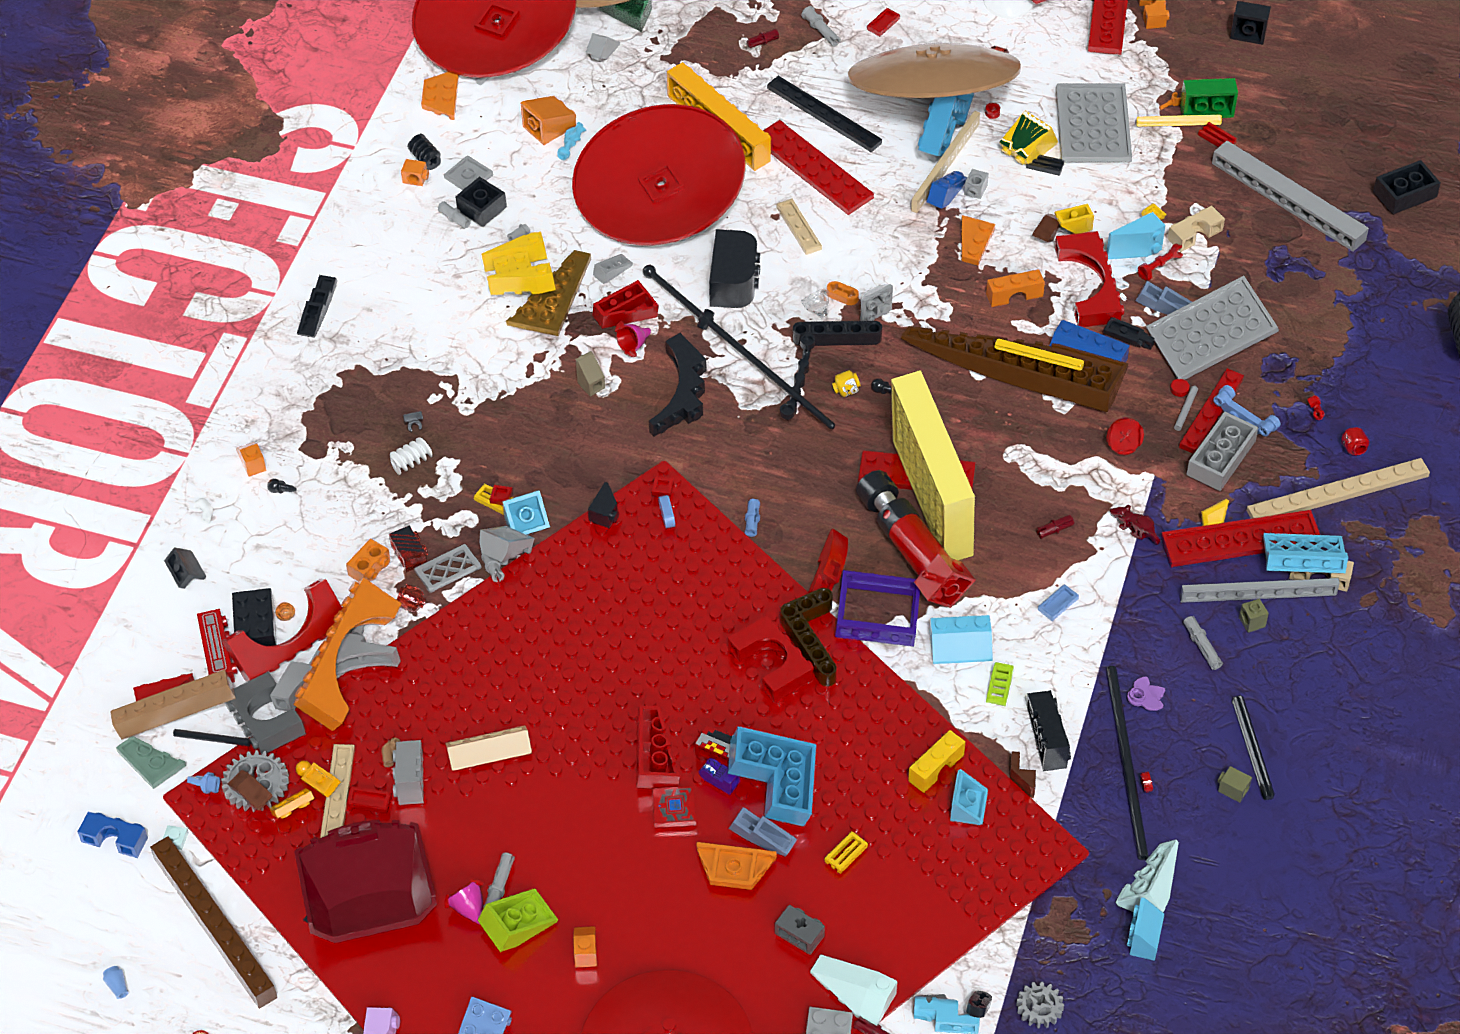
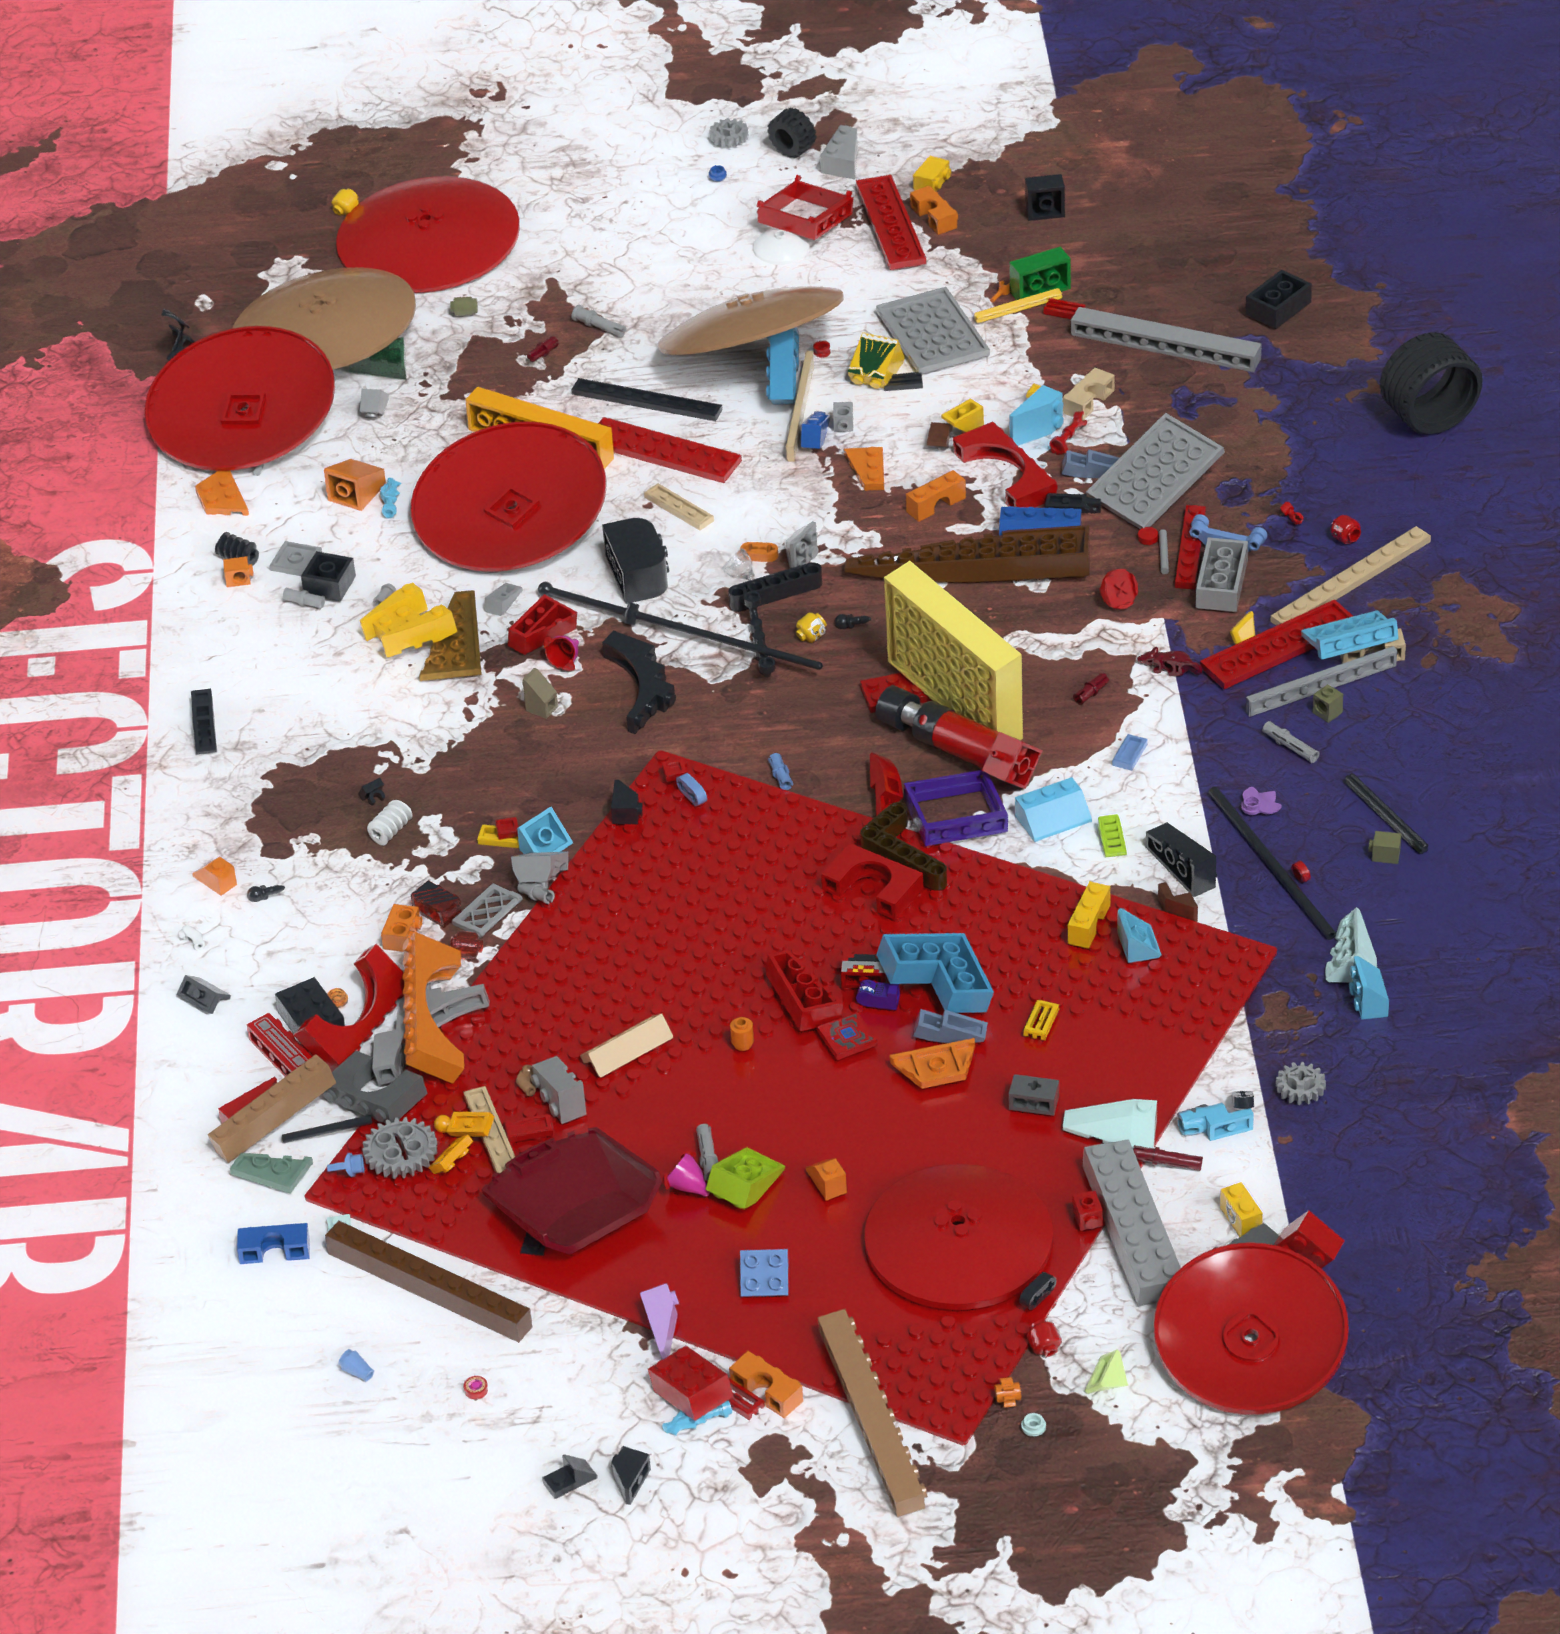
camera: 20 degrees left, 10 degrees down
(250, 789) = (407, 1149): copper slope -> none
(584, 773) = (742, 1033): none -> orange brick
(883, 22) = (661, 301): red tile -> none
(1039, 354) = (996, 541): yellow axle -> none

